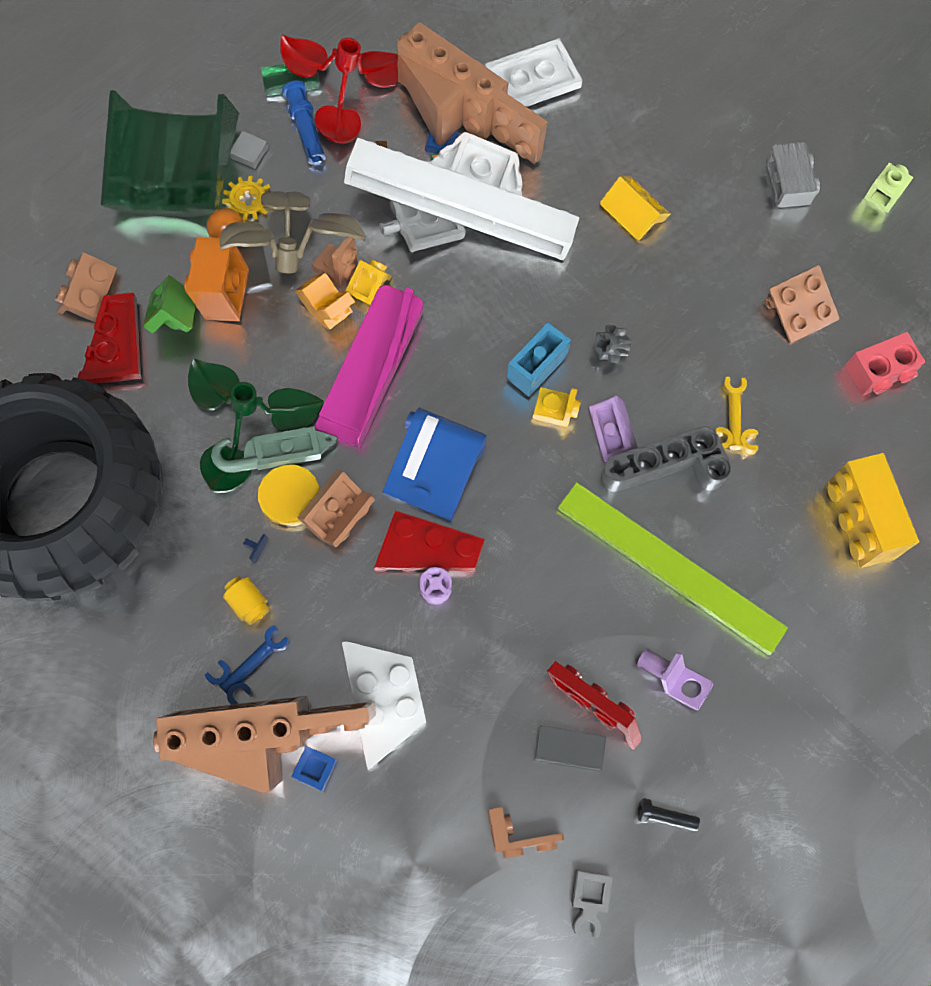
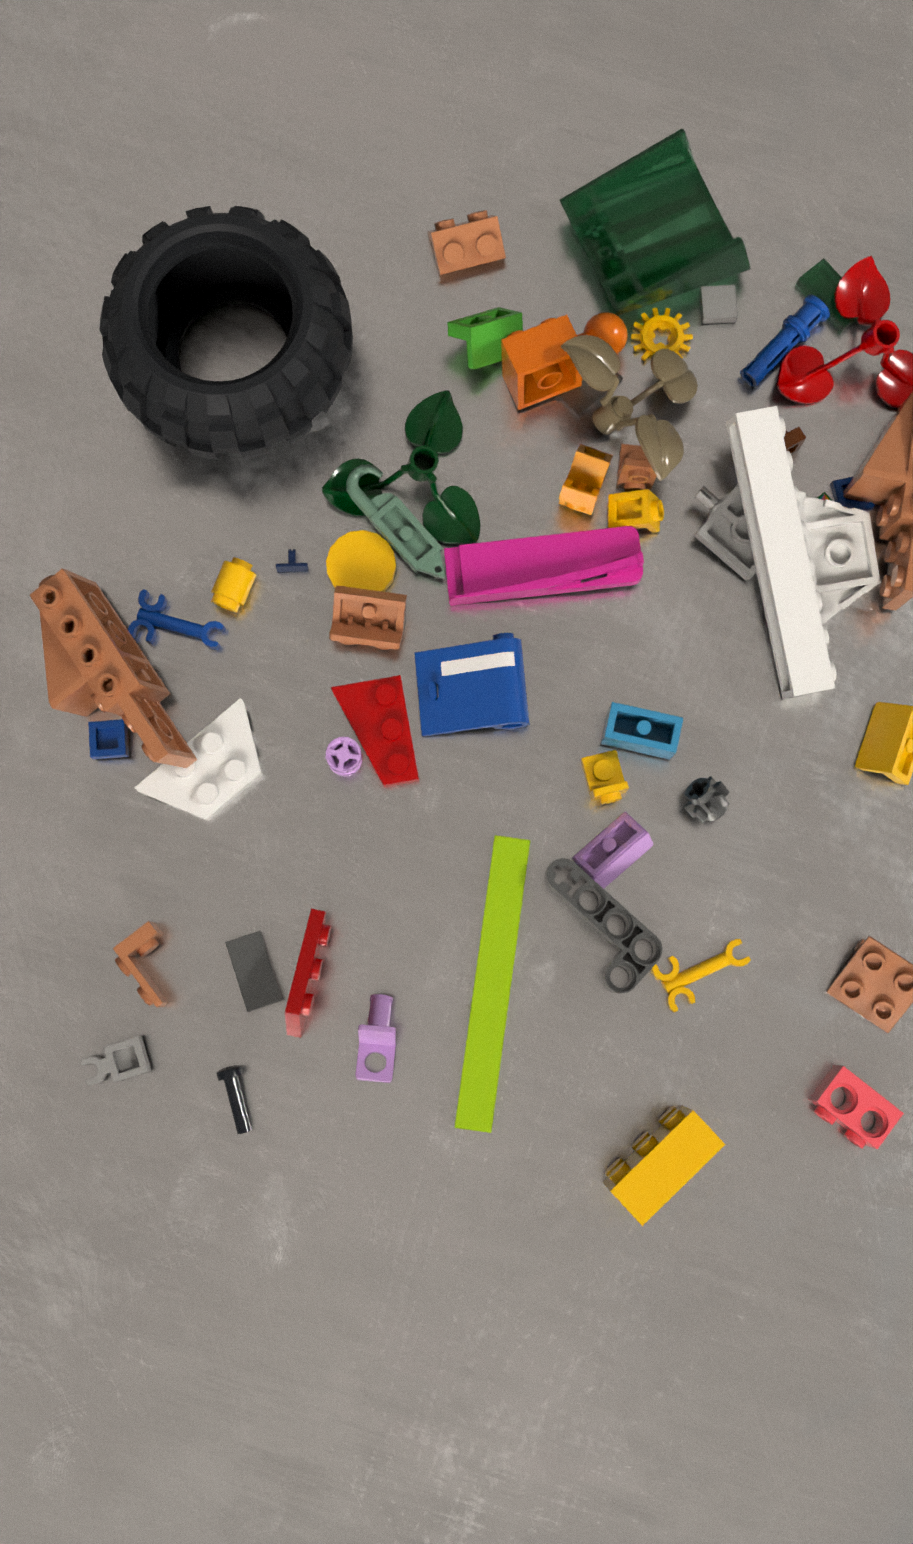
camera: 65 degrees right, 10 degrees up
(115, 343) = (423, 307): red wing -> none

